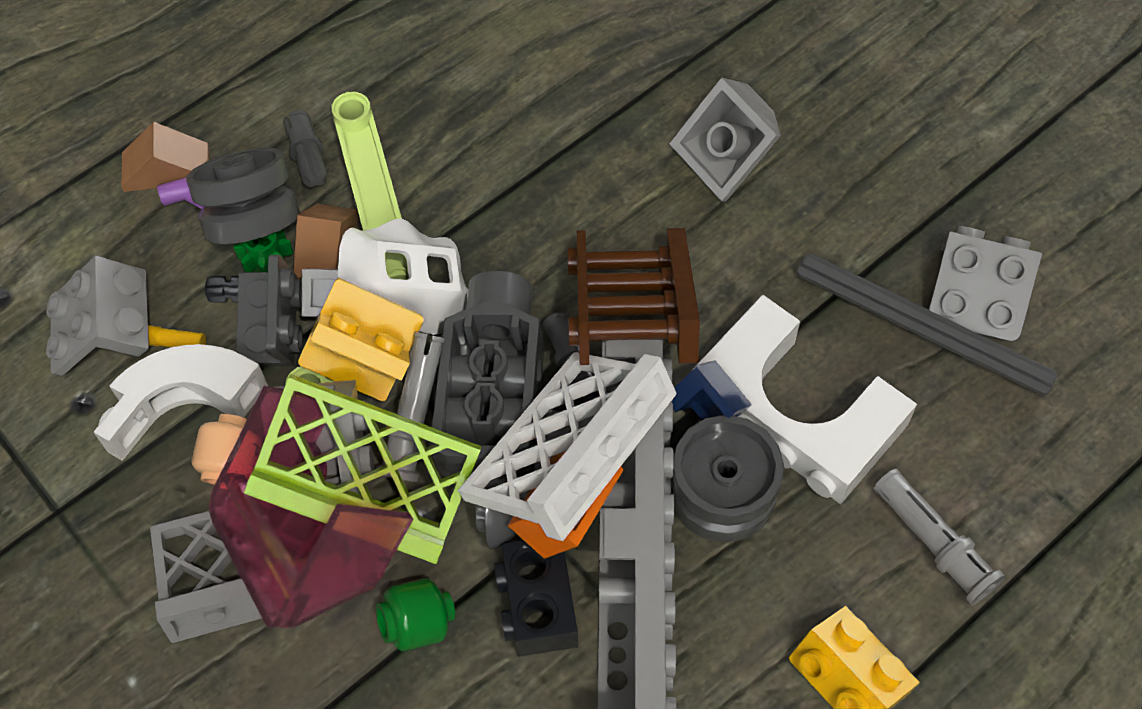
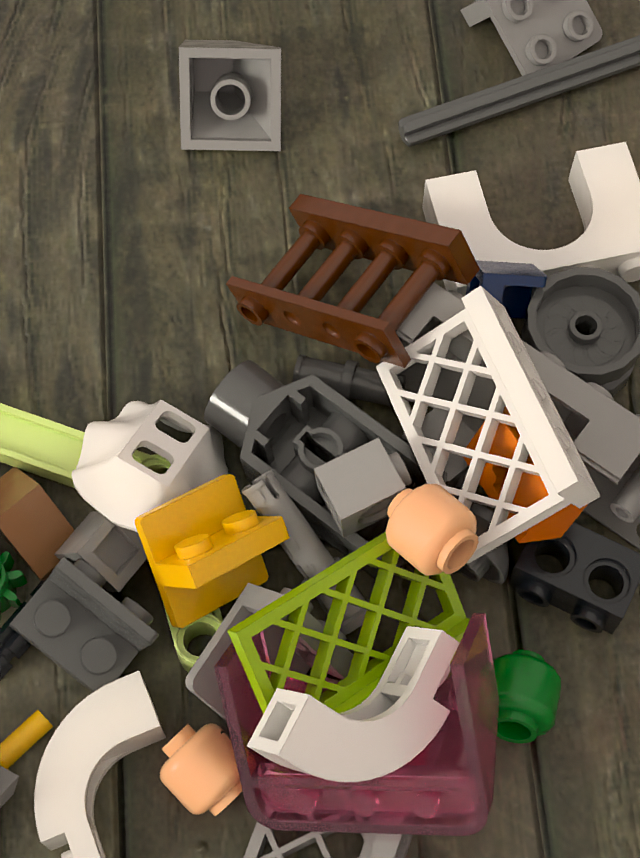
camera: 55 degrees left, 5 degrees up
(267, 499) = (376, 734): none -> white arch
(456, 451) = (431, 529): none -> light nougat head
(467, 397) = (361, 485): none -> light grey brick

